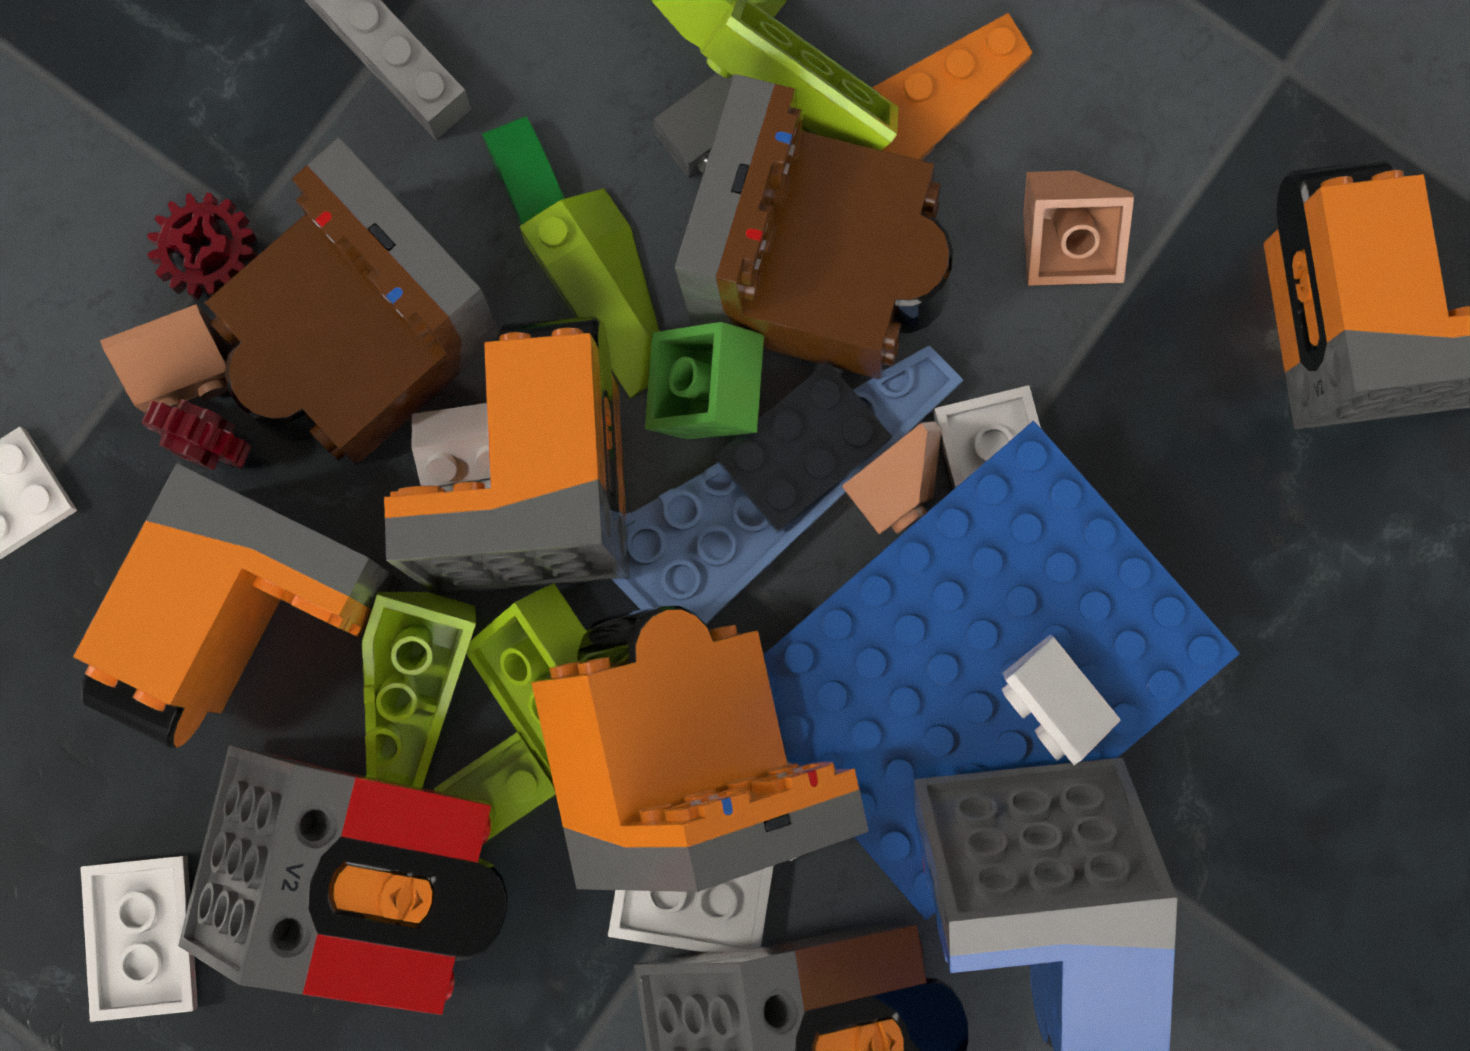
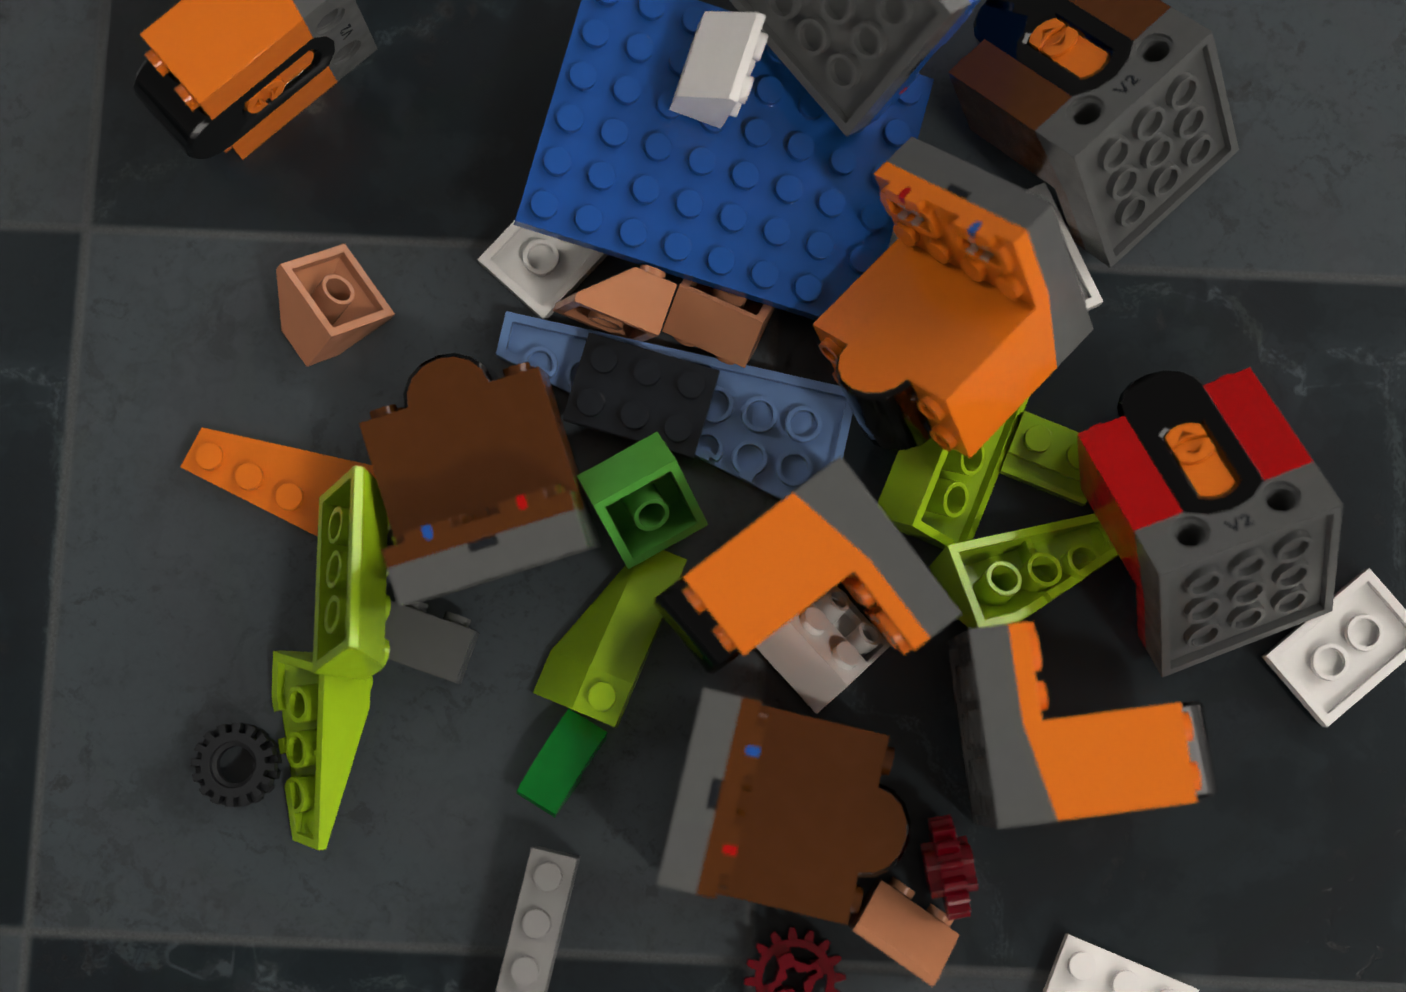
camera: 115 degrees left, 0 degrees up
(824, 559) = (717, 322): none -> nougat slope

